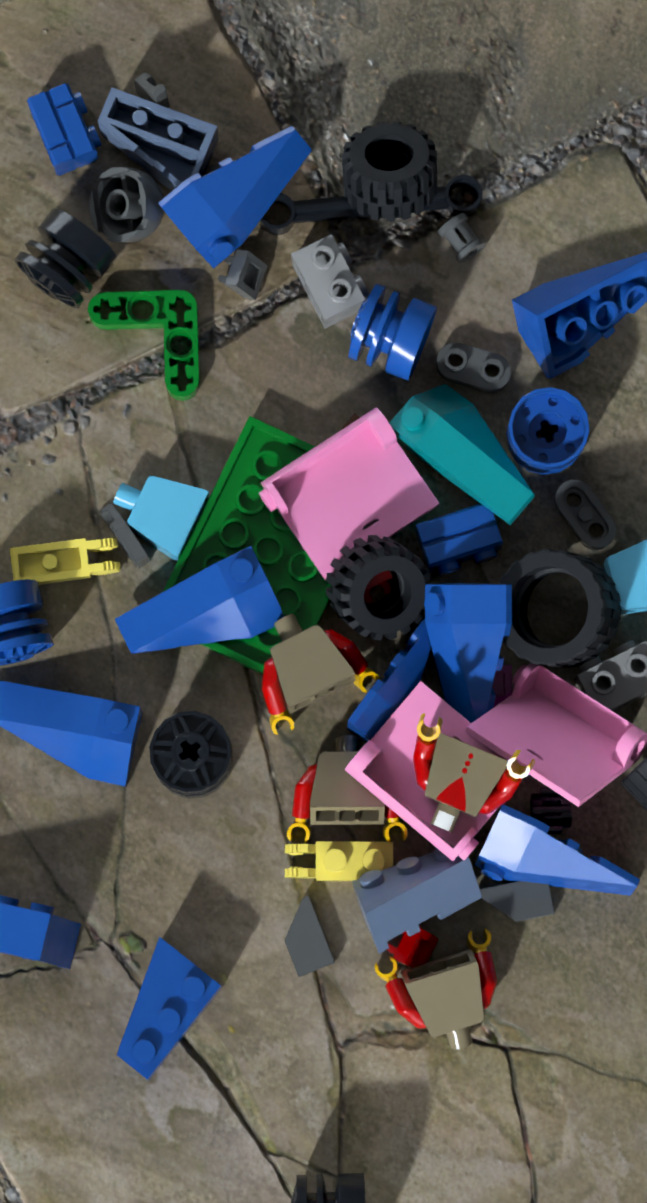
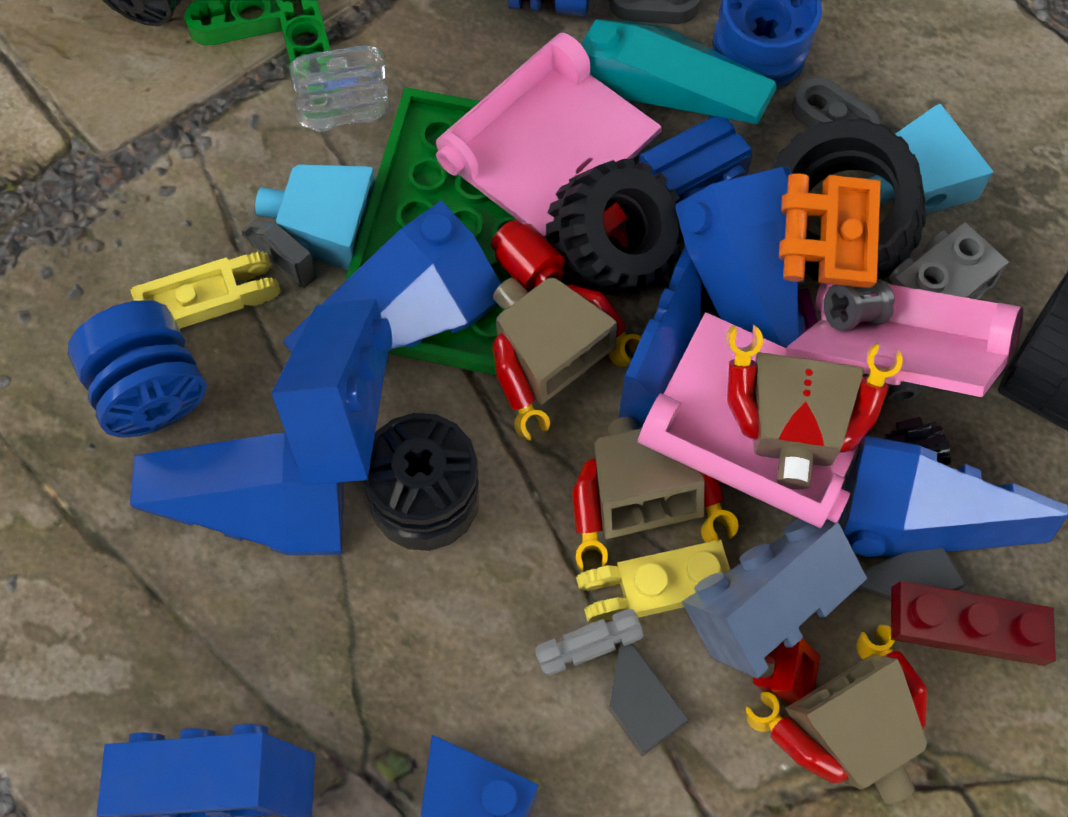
camera: 15 degrees left, 15 degrees down
(144, 682) = (334, 391): none -> blue wedge
(198, 408) = (340, 87): none -> clear brick
(281, 893) = (589, 642): none -> light grey axle
(307, 597) = (526, 254): none -> red brick
(536, 648) = (847, 235): none -> orange plate
(542, 689) = (858, 305): none -> dark grey bush
(548, 943) = (972, 623): none -> dark red plate

